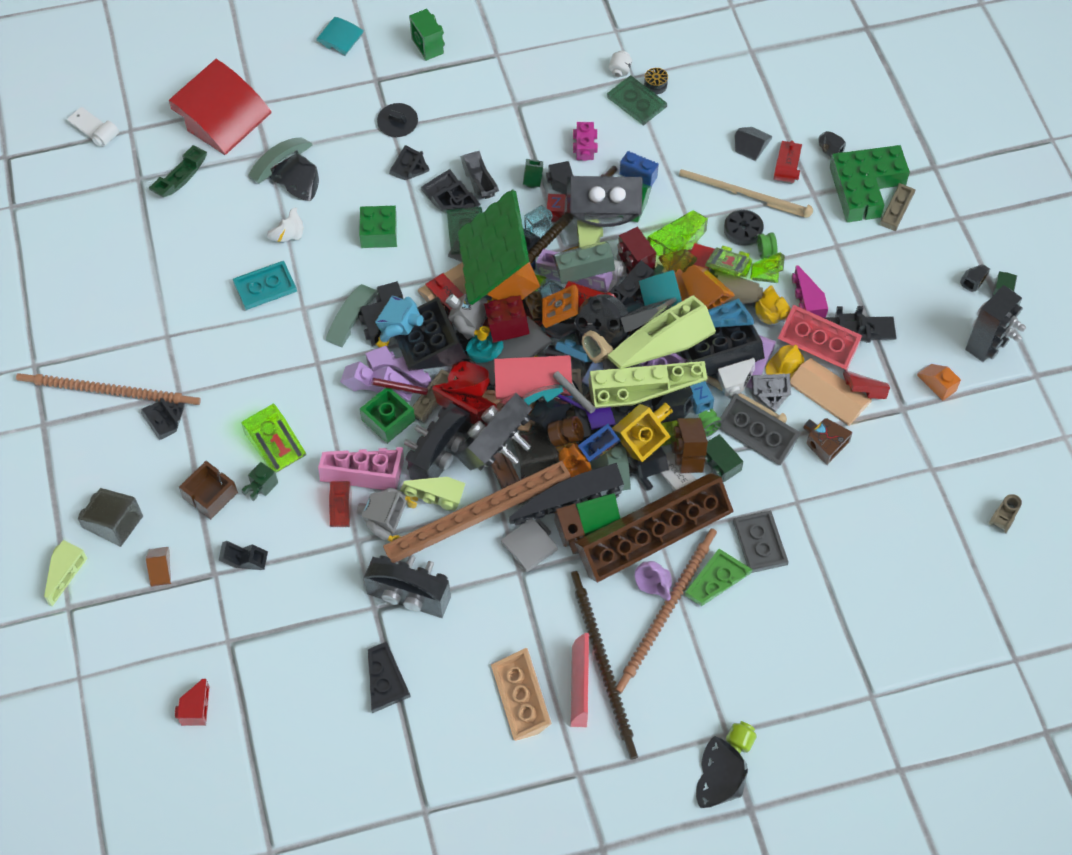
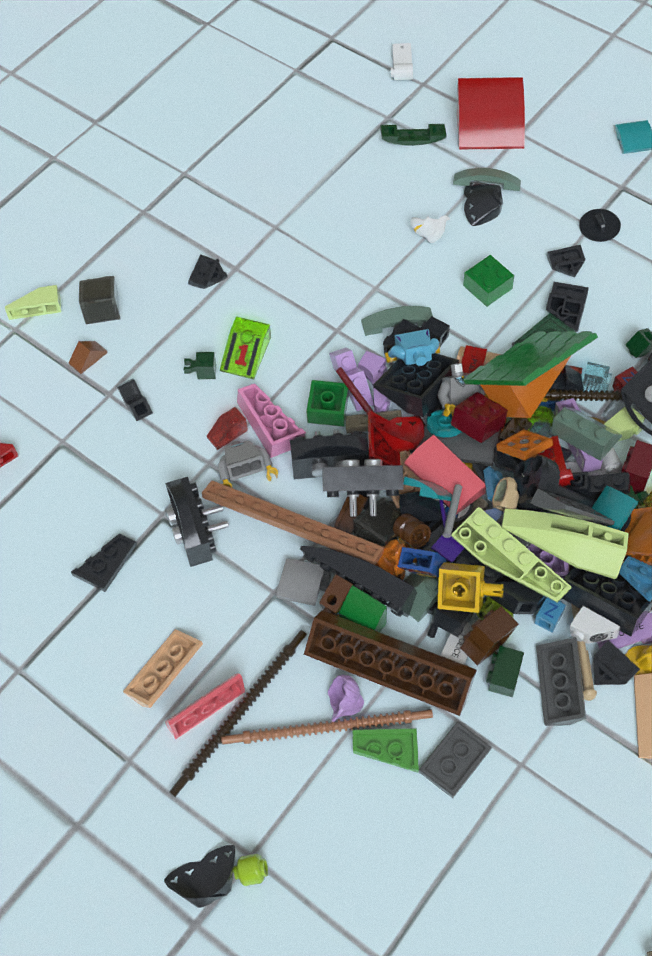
camera: 55 degrees right, 0 degrees up
(39, 379) = (201, 226): nougat hose -> none
(205, 490) = (166, 339): reddish brown piece -> none
(264, 285) = (370, 250): teal plate -> none
(440, 491) = (292, 484): yellowish green slope -> none
(481, 180) = (599, 311): black arch -> none
(710, 422) = (528, 636): bright green wheel -> none
(827, 438) = (604, 746): reddish brown torso -> none

